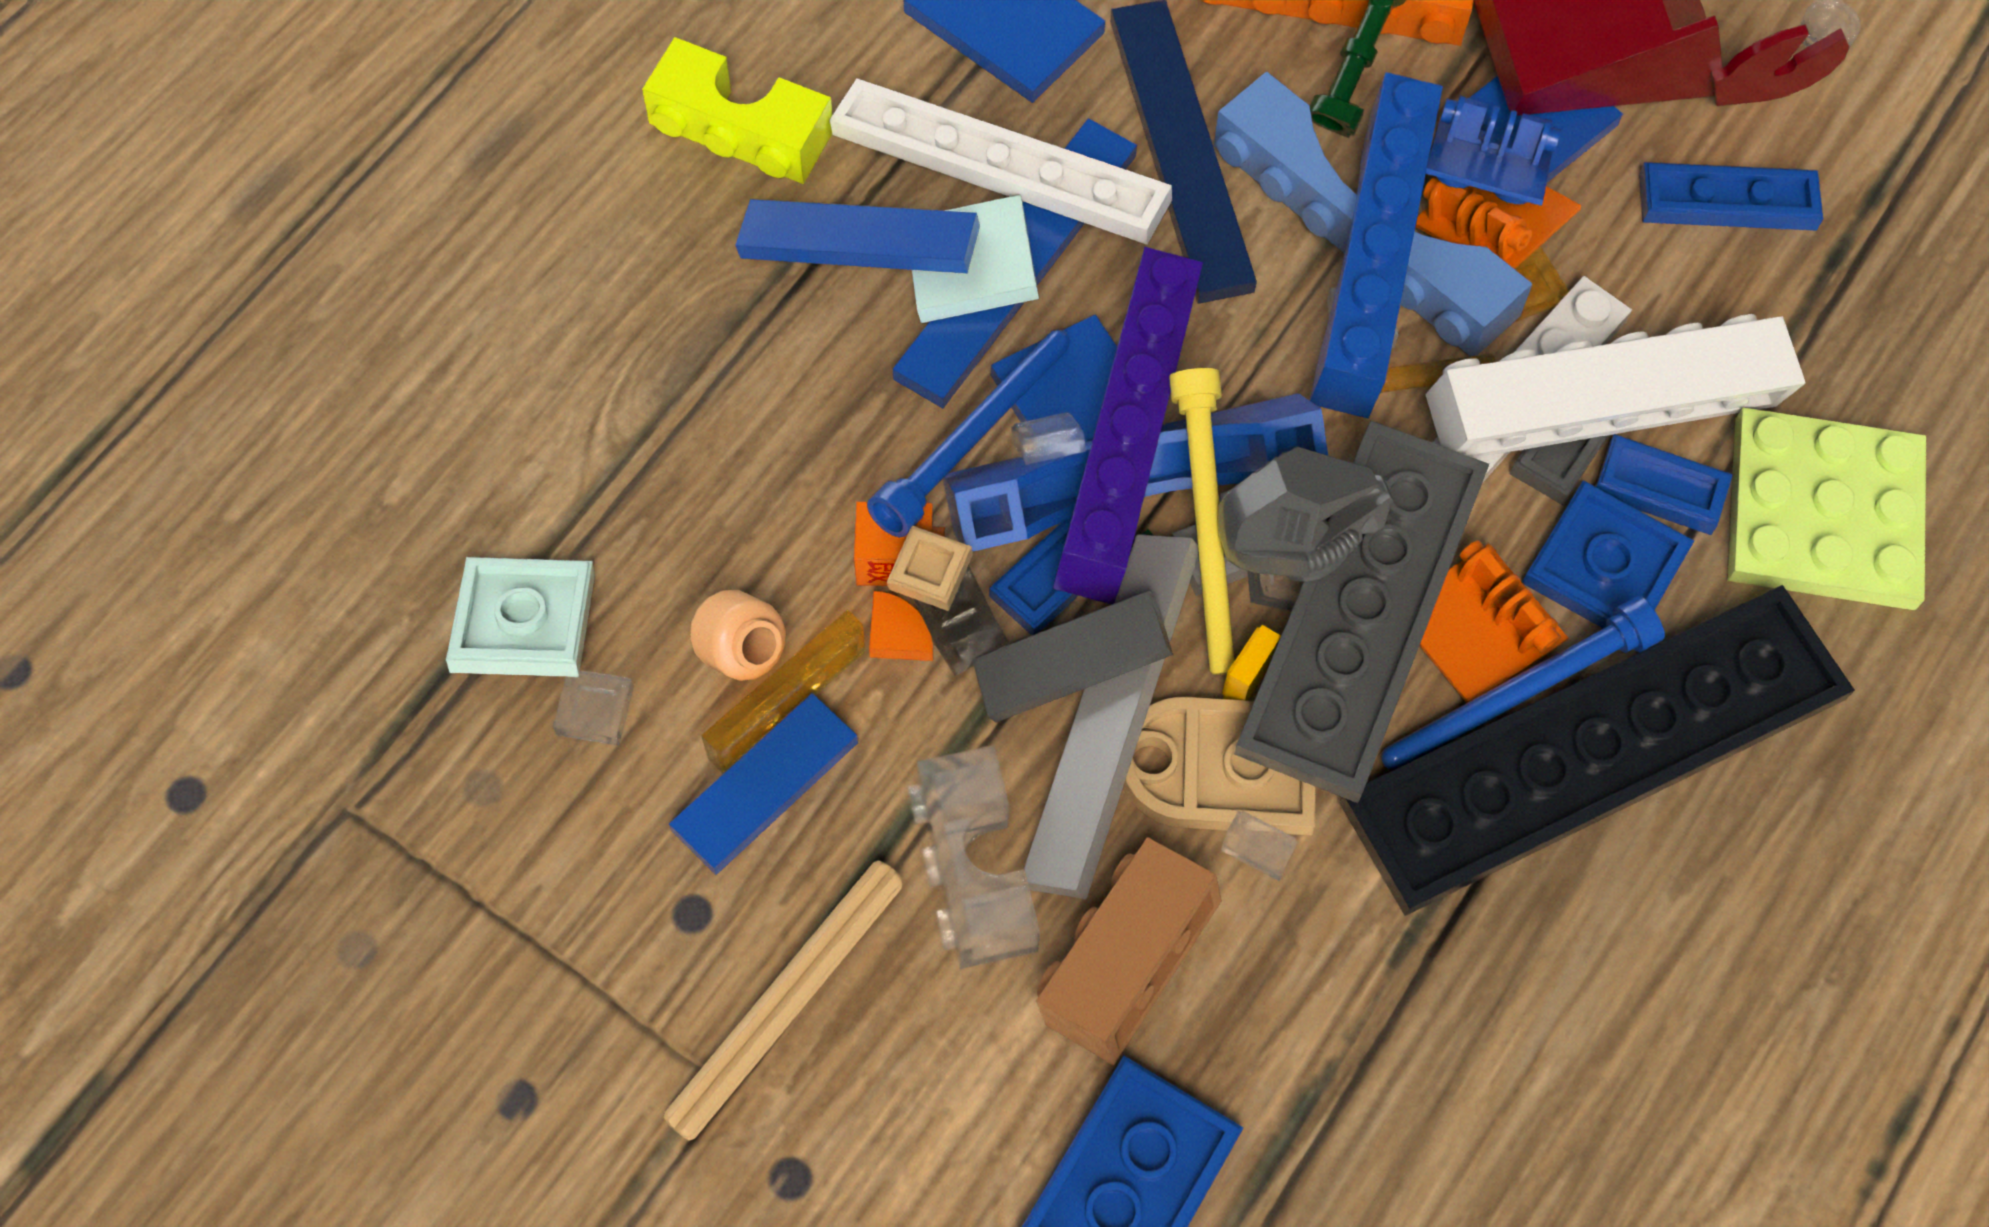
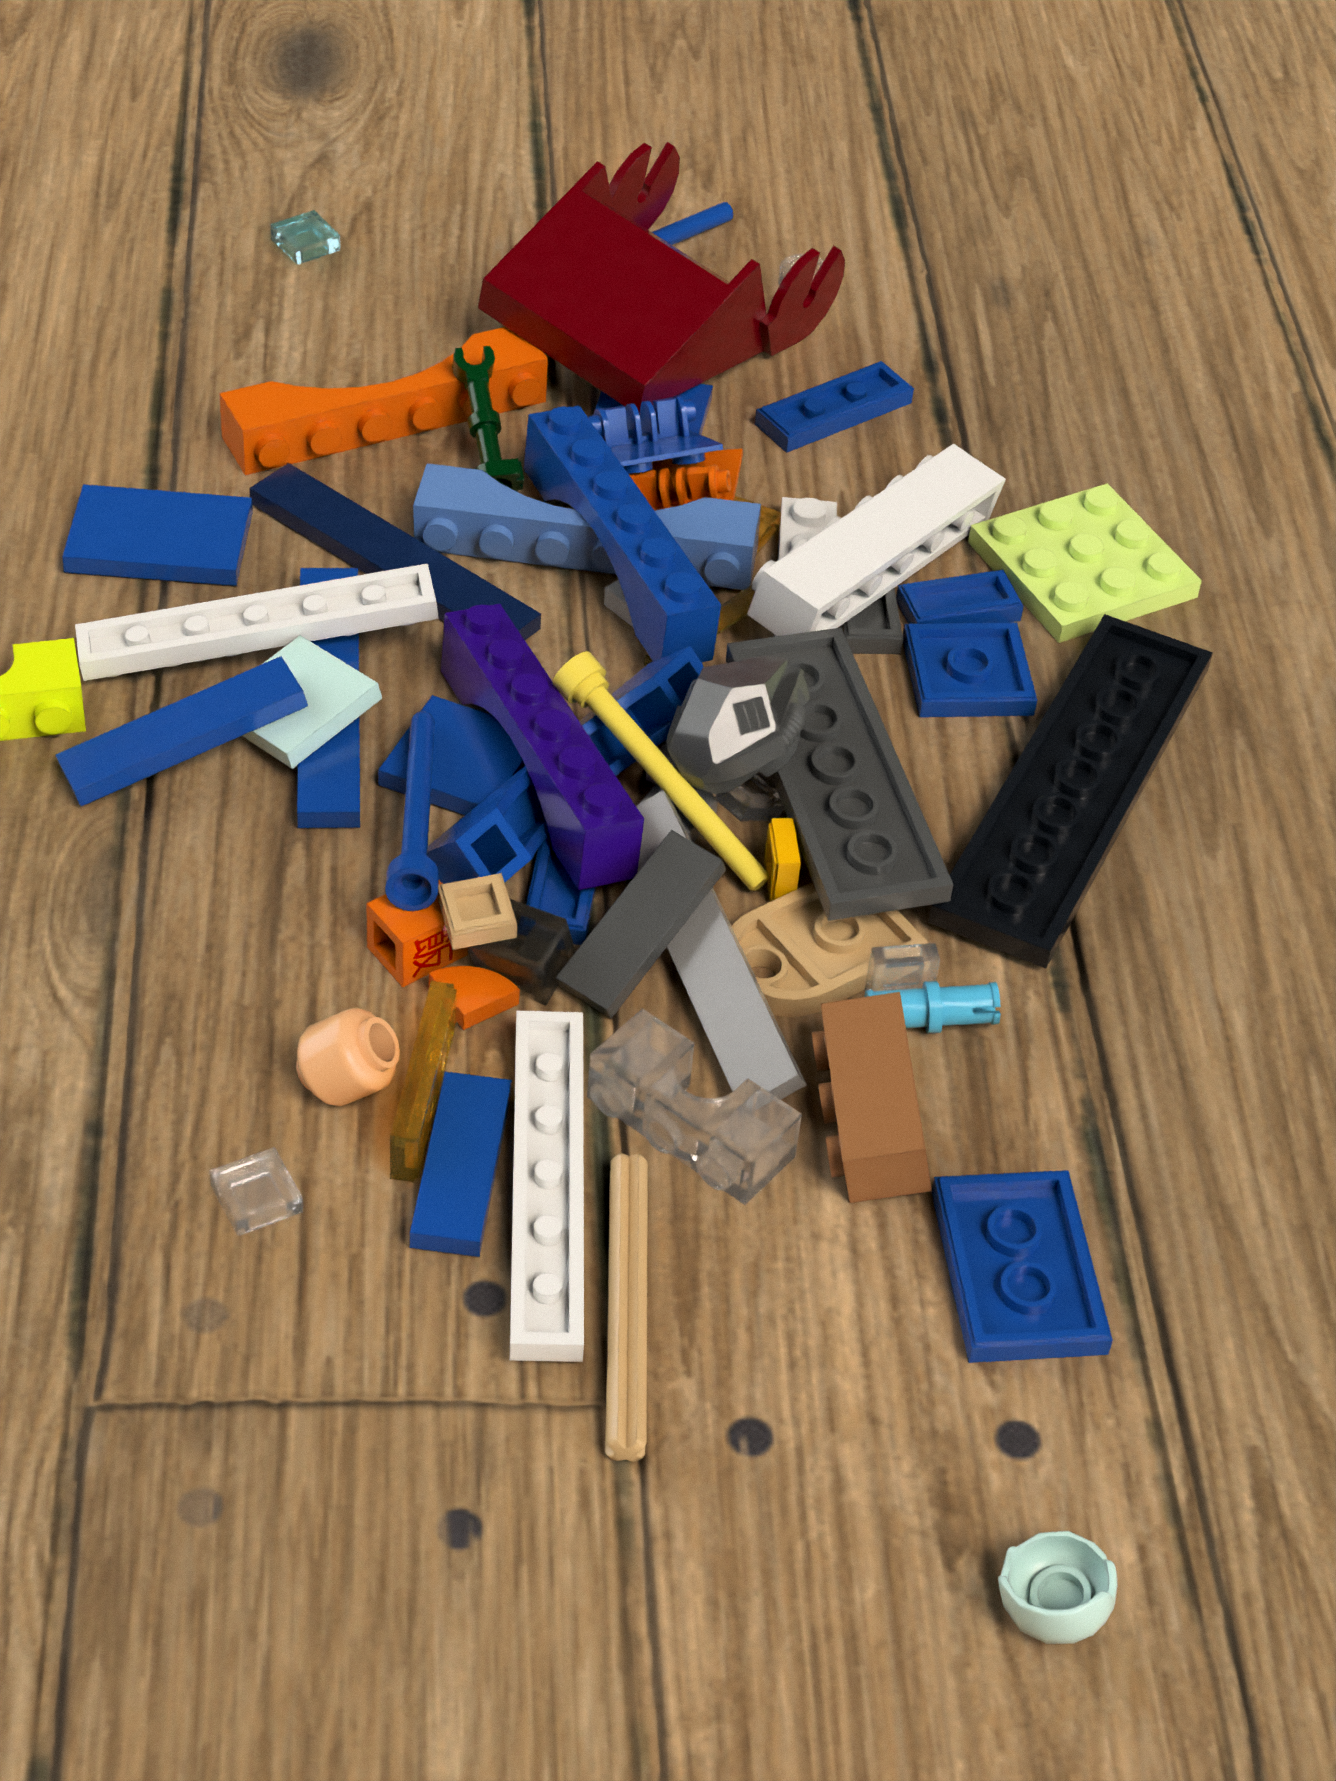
camera: 40 degrees left, 20 degrees down
(521, 617) = (129, 1156): light aqua tile -> none
(807, 850) = (548, 1189): none -> white plate
(1048, 438) = (483, 783): clear tile -> none
(1265, 893) = (947, 1006): none -> medium azure pin
(1486, 624) = (933, 748): orange hinge -> none
(1631, 627) = (1031, 690): blue piece -> none

